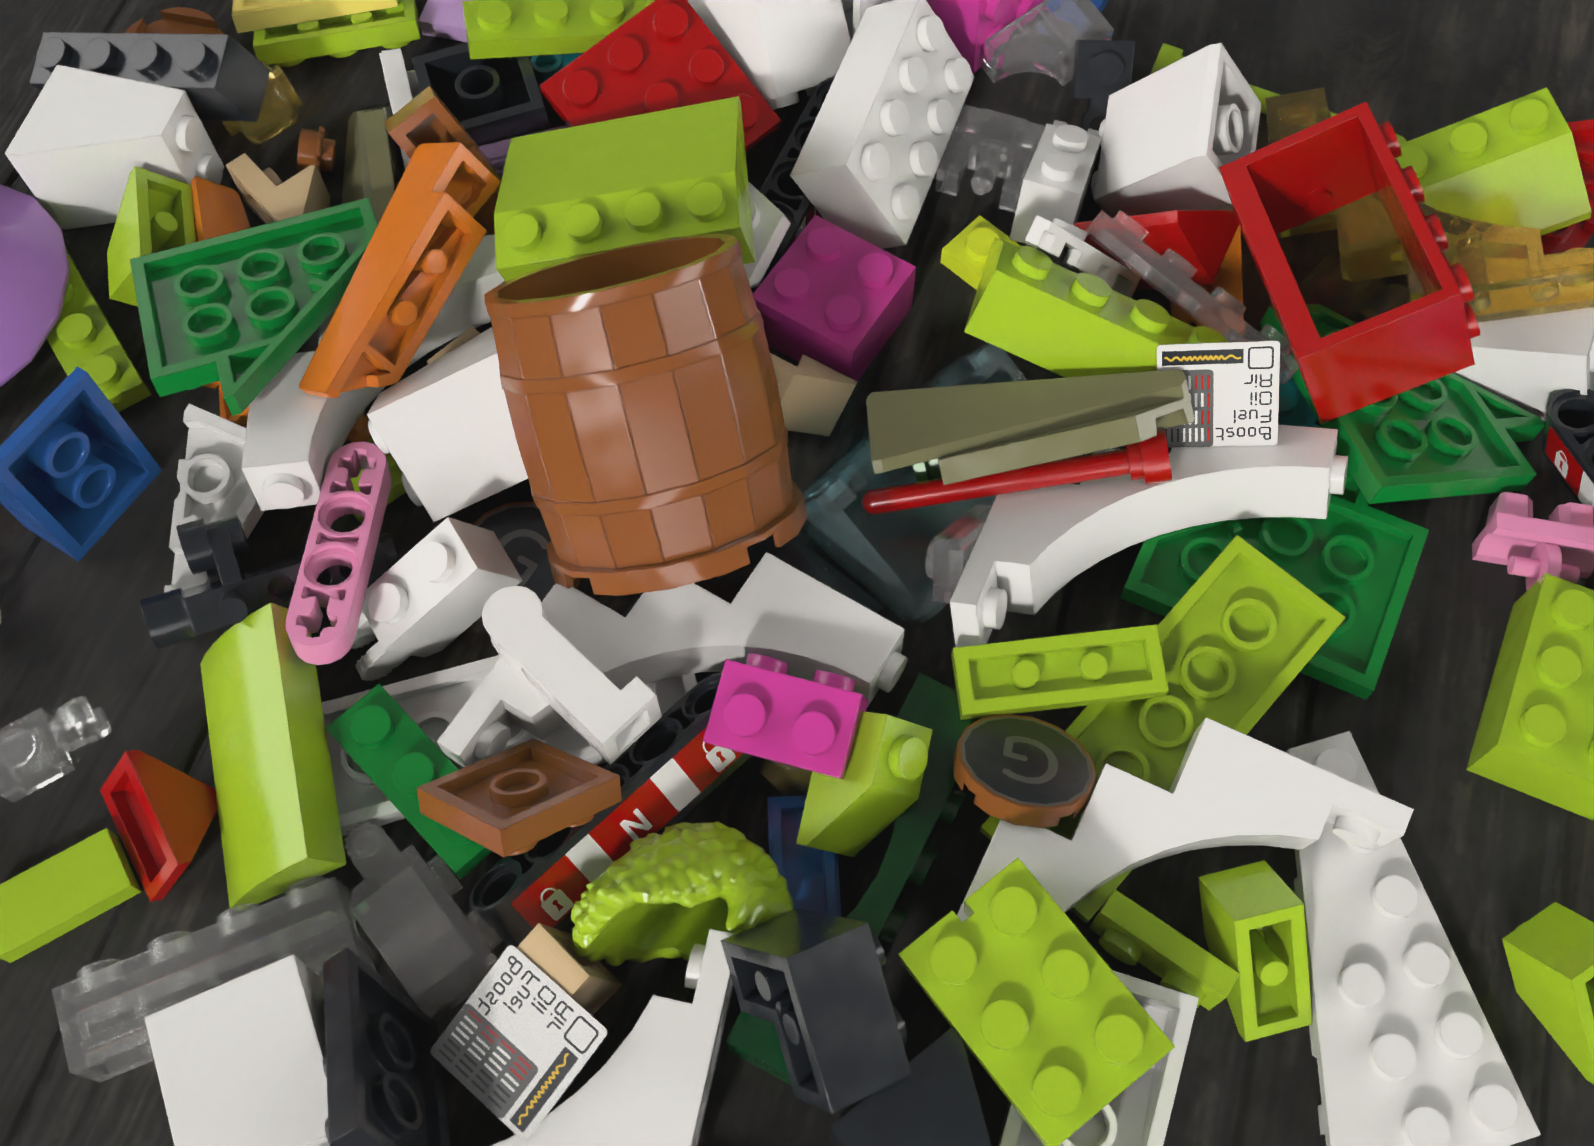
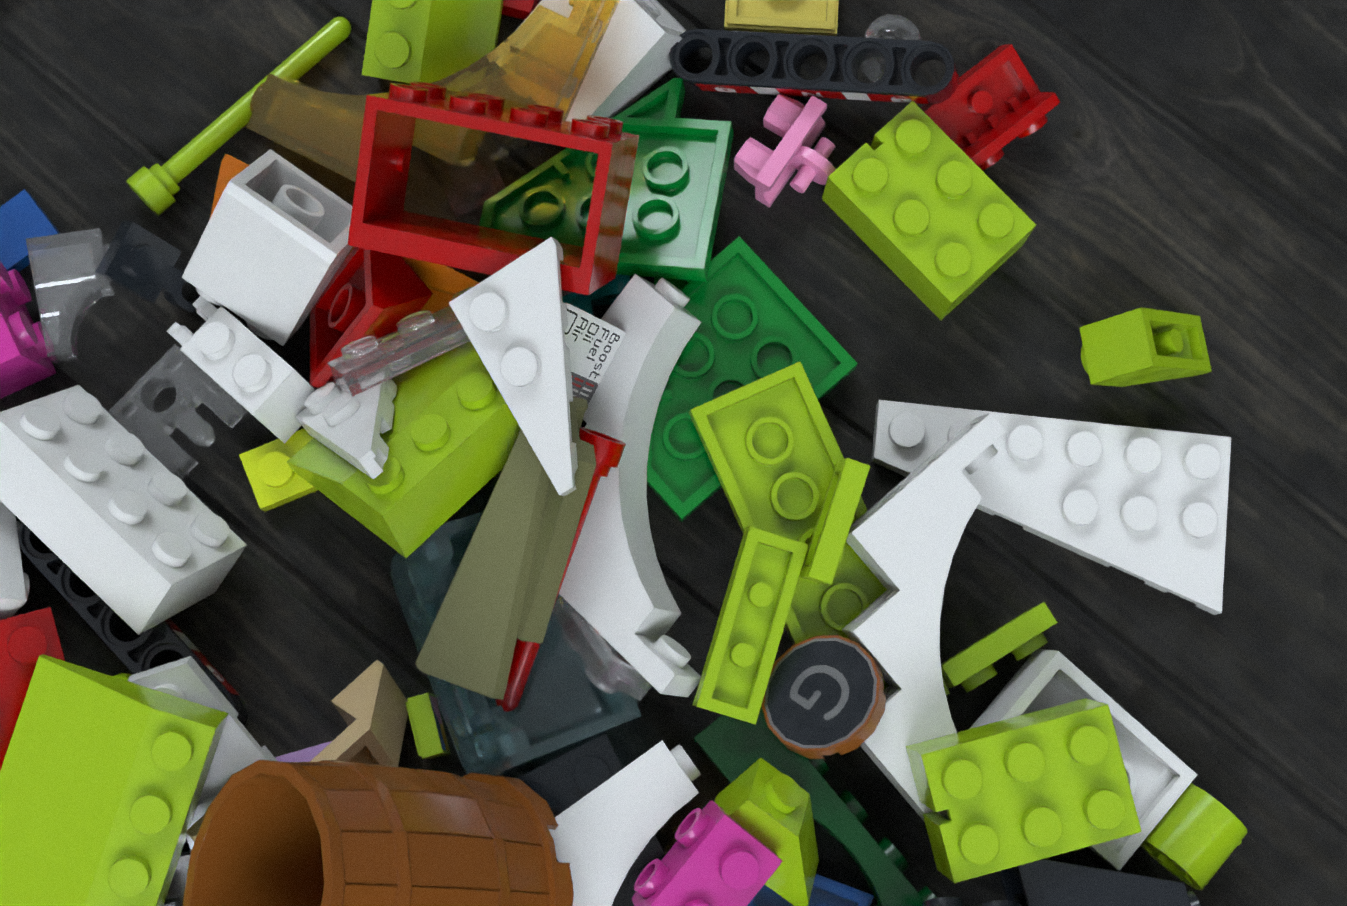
camera: 70 degrees left, 15 degrees up
(817, 449) = (427, 726): none -> lime tile
(834, 298) = (275, 642): dark pink brick -> none
(1187, 708) = (834, 521): none -> lime tile
(1220, 318) = (520, 336): none -> white wing
(1261, 933) = (1019, 571): lime slope -> none

